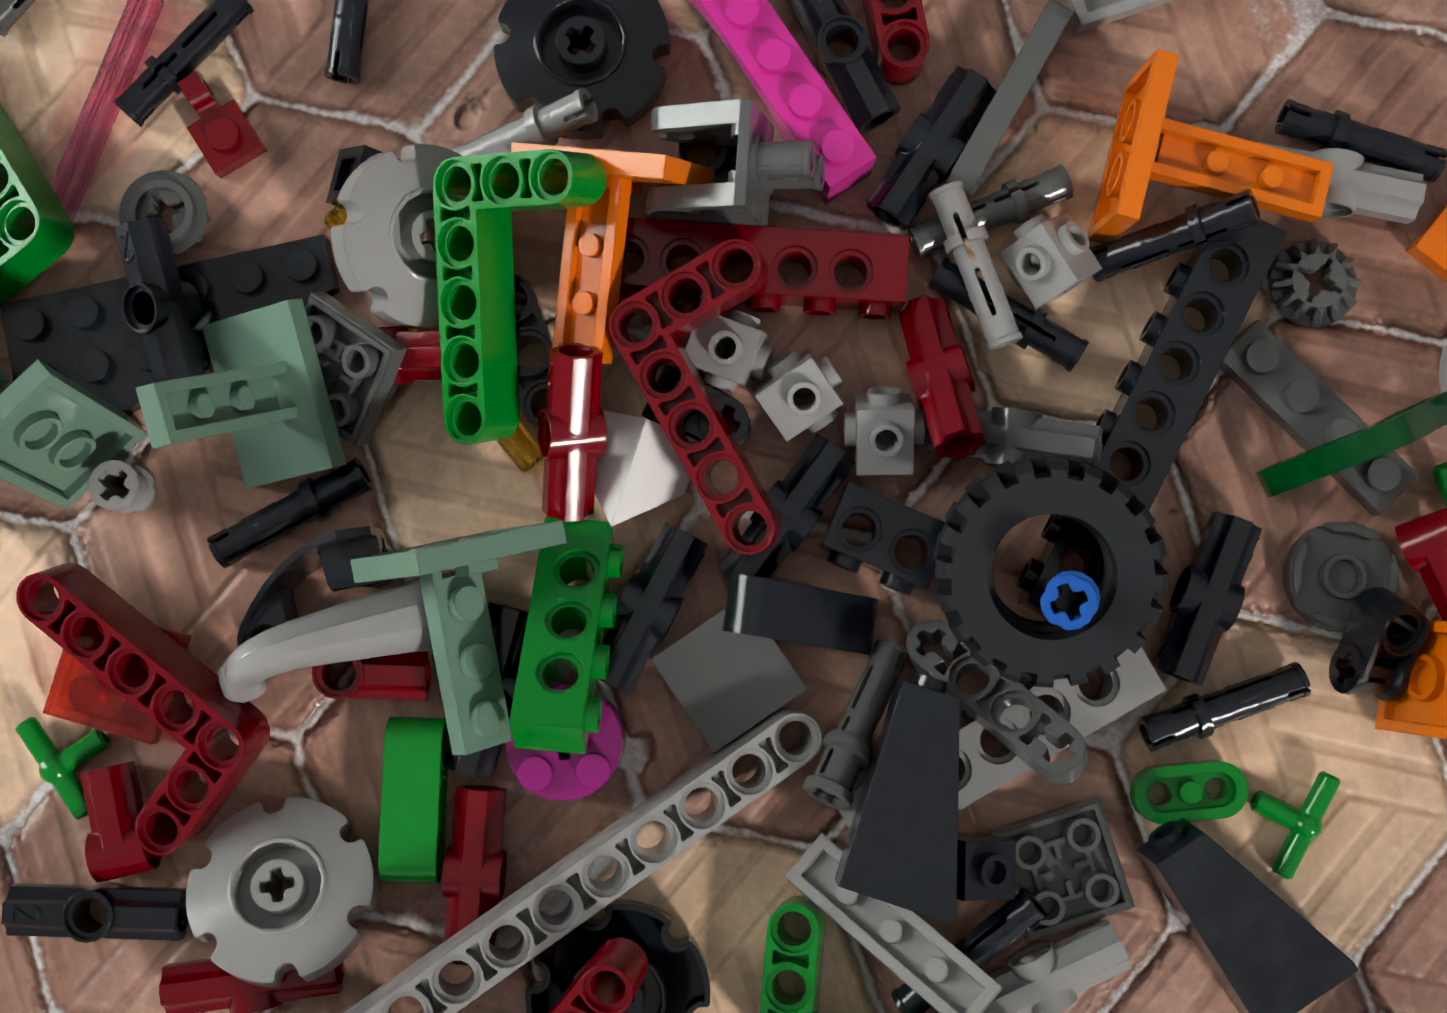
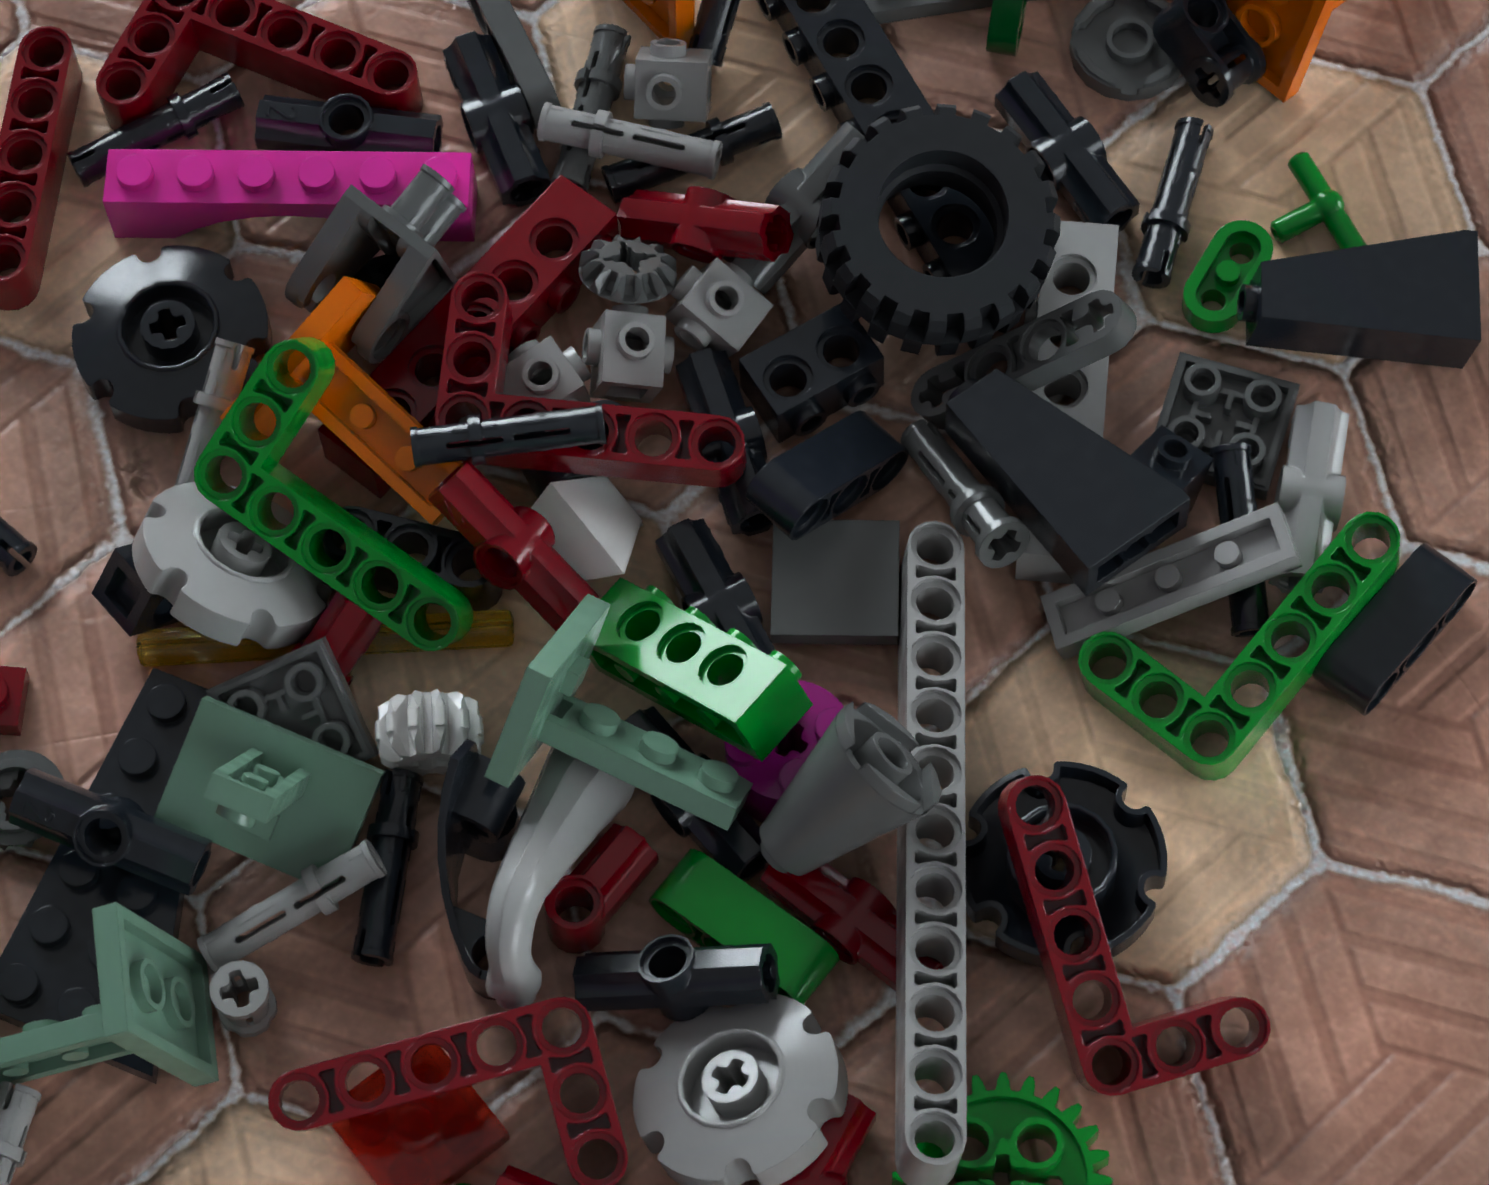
camera: 50 degrees left, 20 degrees down
(226, 481) = (359, 868): none -> light grey pin
(345, 815) = (677, 977): none -> black piece
(399, 472) = (426, 729): none -> white gear
(534, 837) = (848, 792): none -> dark grey cone
(621, 356) = (432, 444): none -> black pin
(841, 343) = (607, 271): none -> dark grey gear
(1063, 616) = (983, 215): blue bush -> none

